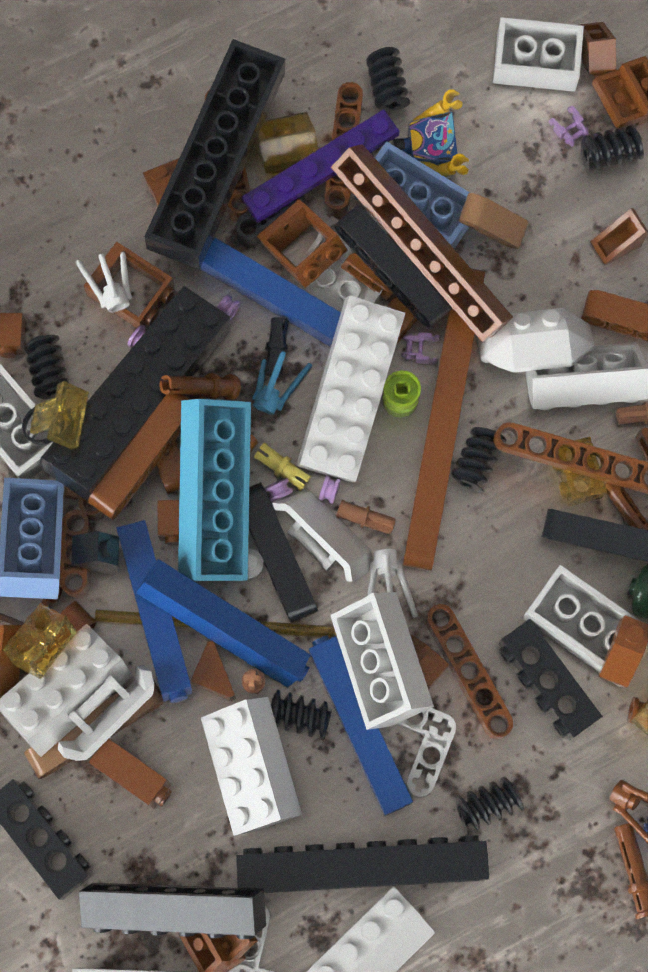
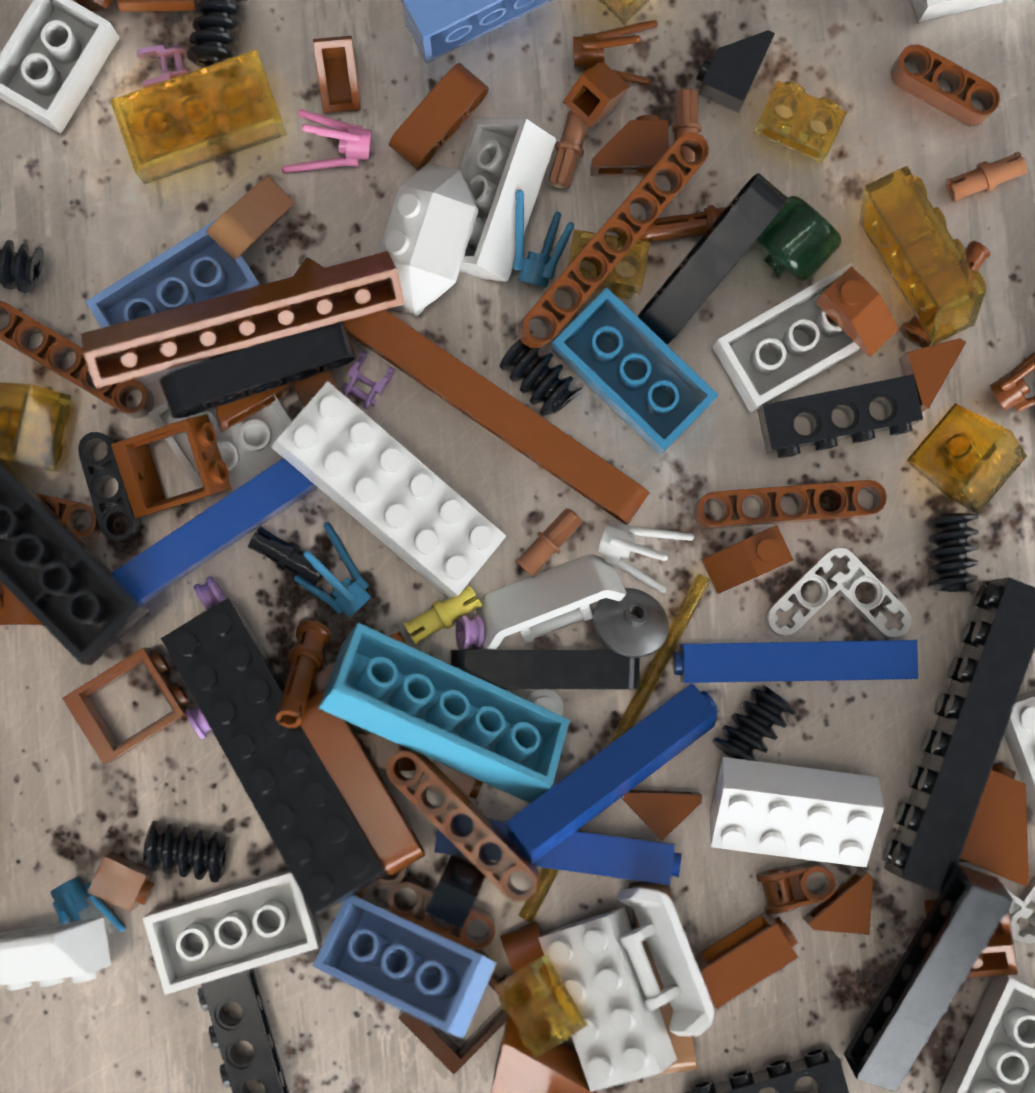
camera: 75 degrees left, 10 degrees up
(60, 416) = (272, 868): clear yellow piece -> none
(114, 297) = (137, 731): white plant -> none
(146, 548) = (483, 829): none -> dark orange beam
(195, 790) = (793, 888): none -> dark orange piece
(197, 838) = (847, 908): none -> dark orange slope
(253, 681) = (694, 765): nougat axle -> none
(303, 920) = (1000, 828): none -> dark orange slope
(317, 167) = (79, 400): dark purple plate -> none
(324, 593) = (629, 635): none -> flat silver dish
(329, 489) = (497, 571): lavender bush -> none
(381, 660) = (743, 603): white brick -> none
(401, 393) = (418, 429): lime wheel -> none
(433, 138) = (104, 241): torso -> none
(511, 521) = (633, 371): none -> dark azure brick
(545, 161) = (198, 117): none -> clear yellow brick
(553, 423) = (537, 267): none -> dark azure plant
(562, 786) = (968, 457): none -> clear yellow slope
(579, 267) = (353, 142): none -> bright pink plant
(613, 729) = (931, 368): none -> dark orange slope

